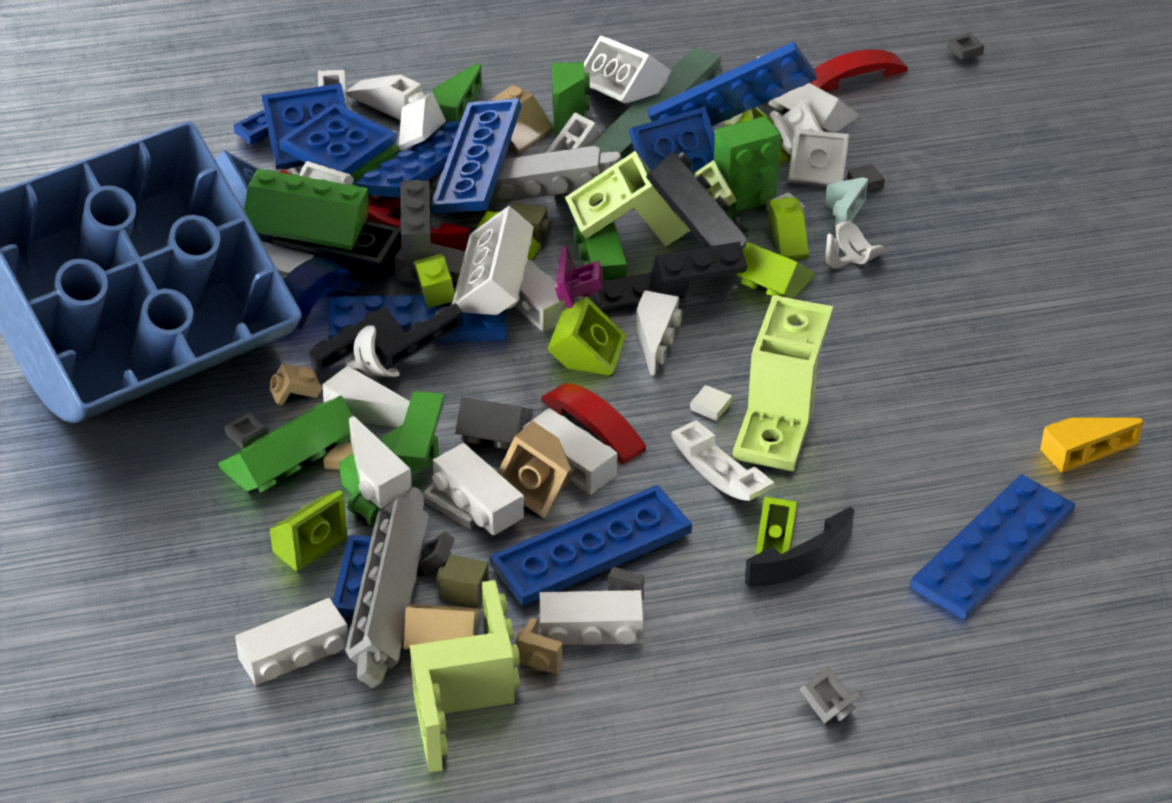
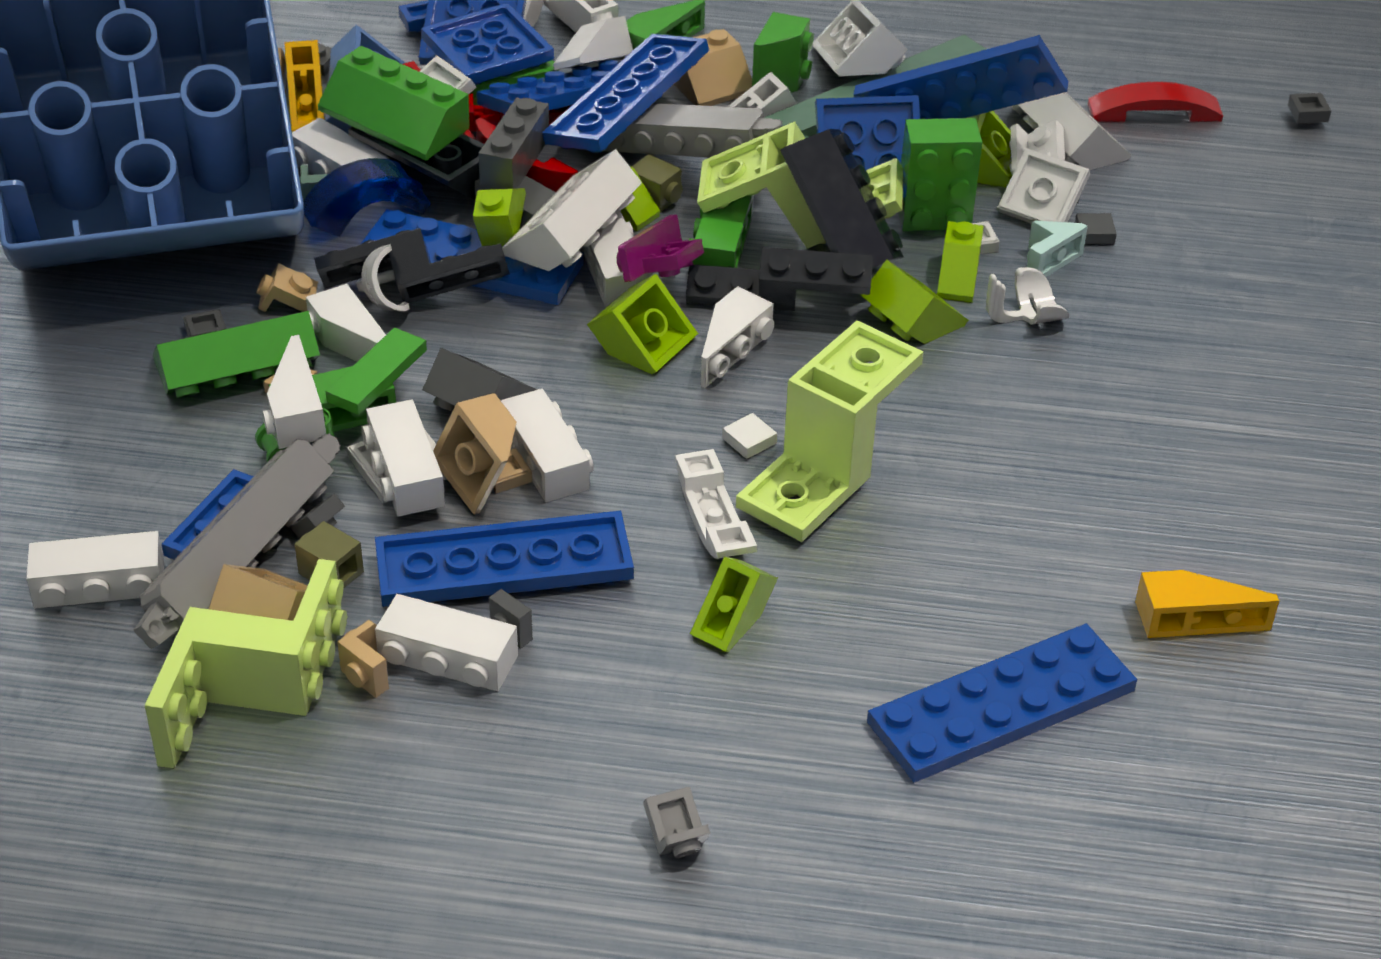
camera: 20 degrees right, 0 degrees up
(311, 531) = (192, 453): lime slope -> none
(598, 417) = (603, 421): red slope -> none
(776, 568) = (750, 646): black slope -> none

